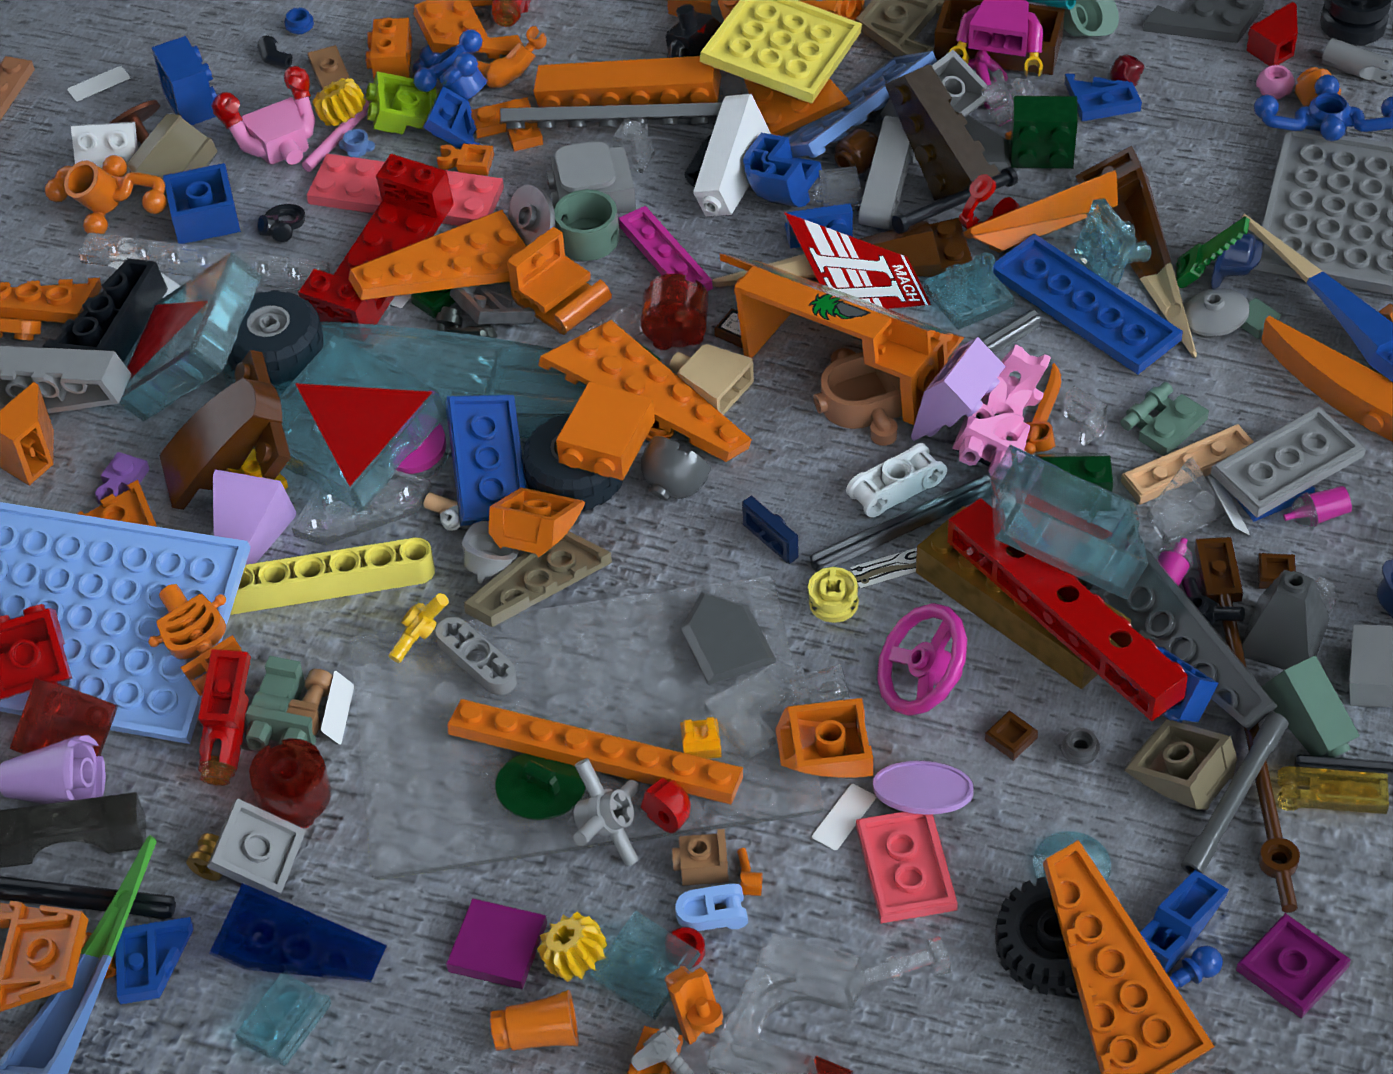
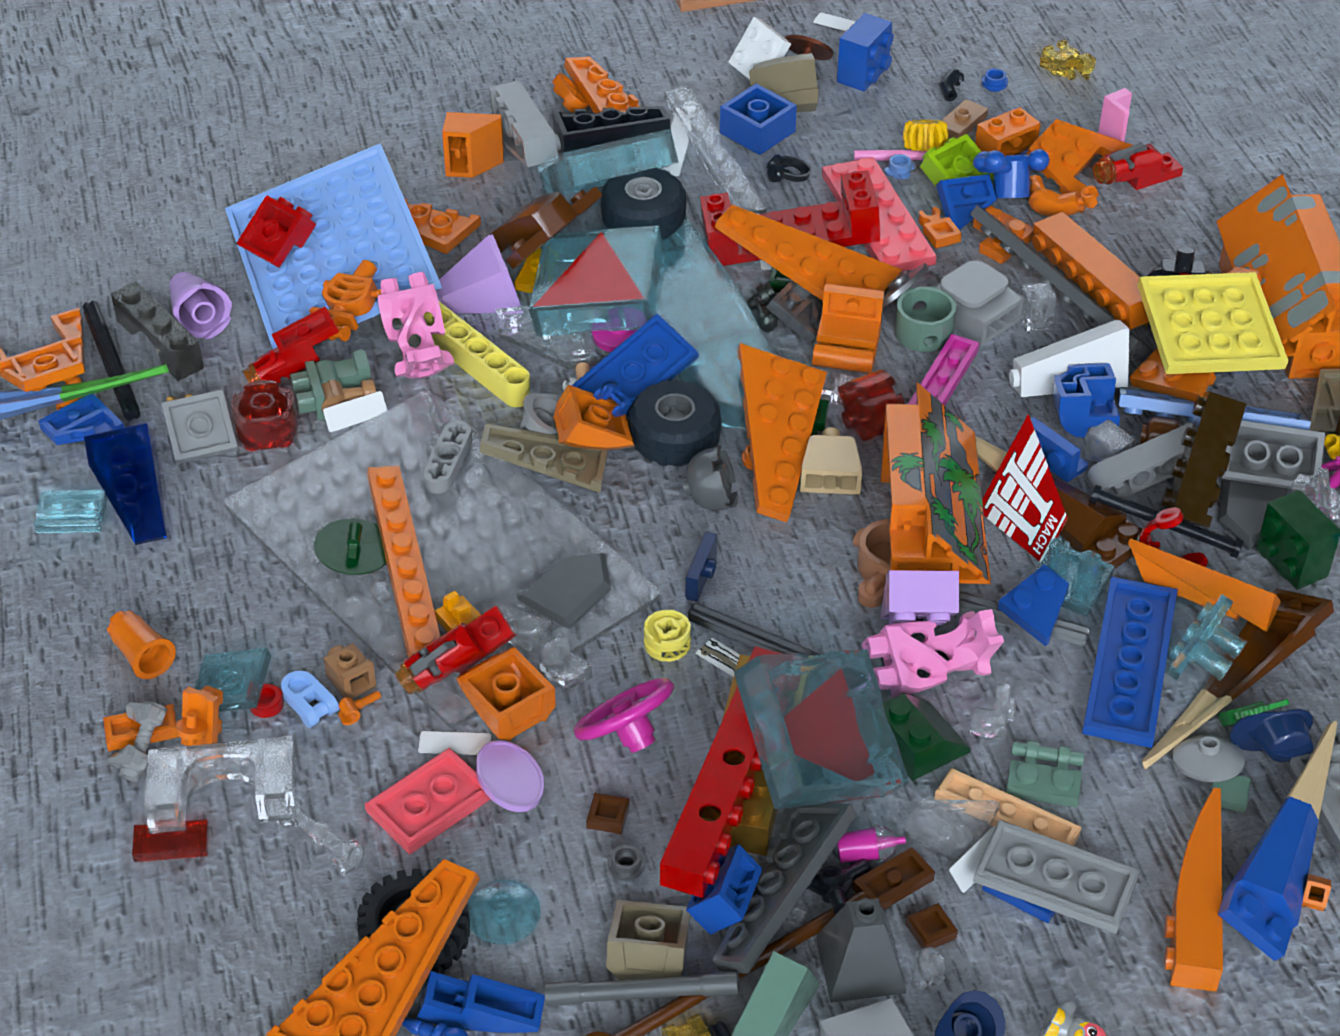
camera: 55 degrees right, 5 degrees down
(59, 713) = (240, 274): clear red bracket -> none
(104, 189) = (719, 66): orange wheel -> none
(119, 473) = (488, 209): medium lavender plate -> none
(276, 130) = (871, 121): bright pink torso -> none
(291, 604) = (410, 307): none -> bright pink hips
(418, 623) = (452, 409): yellow piece -> none
(497, 943) = (204, 593): magenta tile -> none
(534, 481) = (615, 392): none -> blue piece
(572, 946) = (216, 630): yellow gear -> none
(605, 430) = (693, 412): orange brick -> none
(605, 812) = (334, 576): light grey bar -> none
(666, 805) = (379, 621): red piece -> none
(761, 754) = (455, 651): none -> red plate
(896, 480) = (816, 620): white piece -> none
(991, 322) = (1036, 603): none -> blue wing
(1039, 426) = (950, 696): orange sword -> none
(1319, 507) = (1029, 926): dark pink piece -> none

